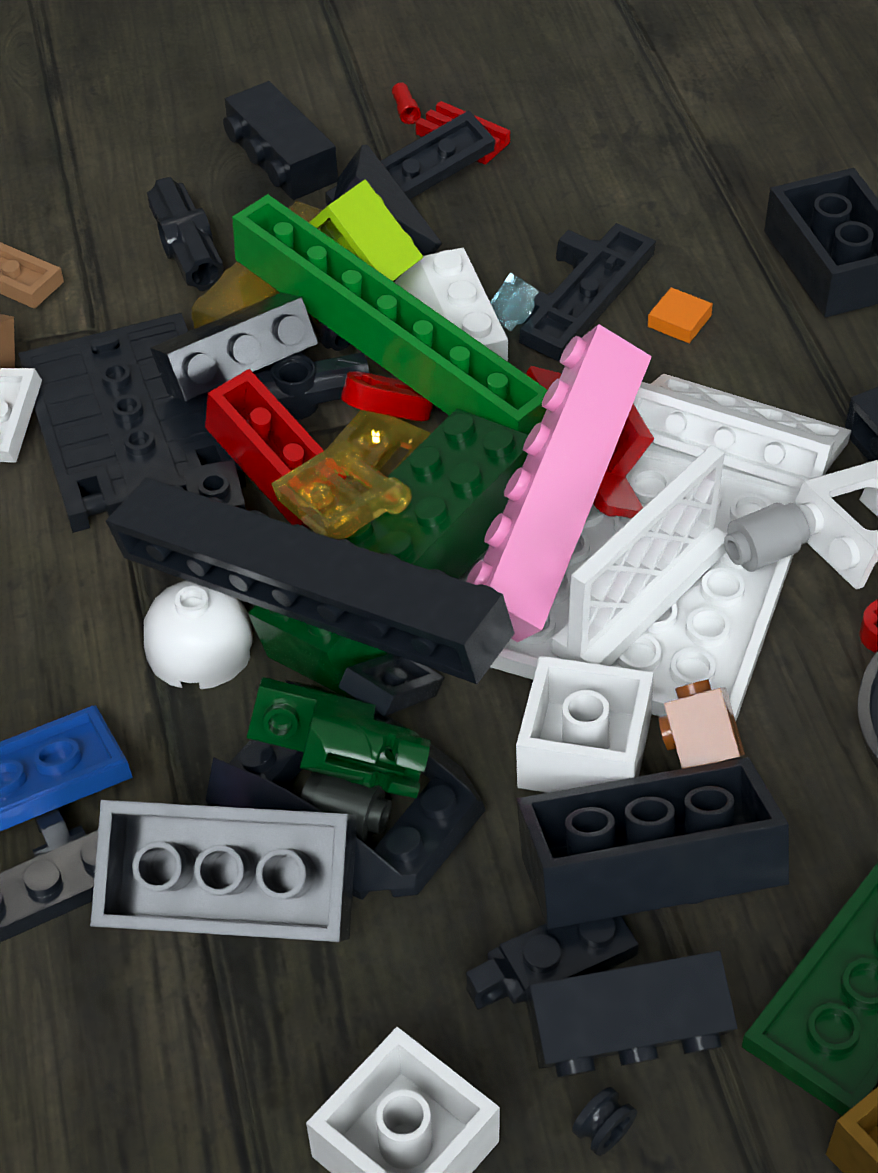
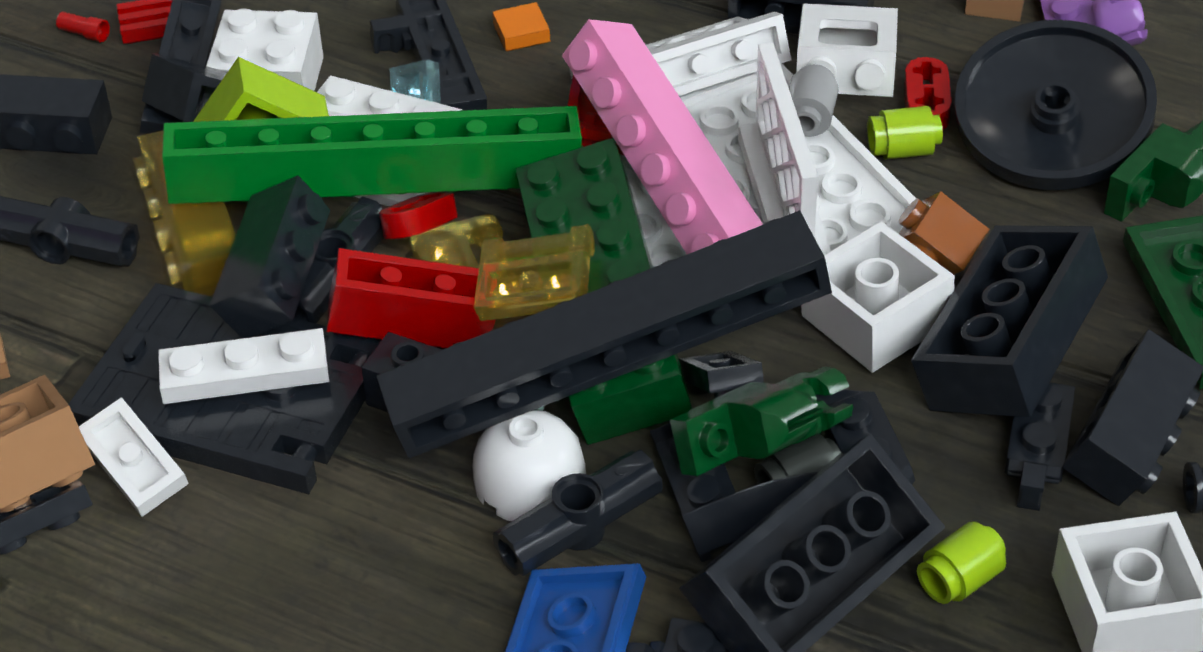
camera: 50 degrees left, 5 degrees down
(129, 409) = (243, 366): none -> white plate
(169, 693) = (577, 512): none -> black piece
(340, 984) = (962, 563): none -> lime brick
(467, 205) = (274, 40): none -> white brick
(825, 626) = (904, 132): none -> lime brick

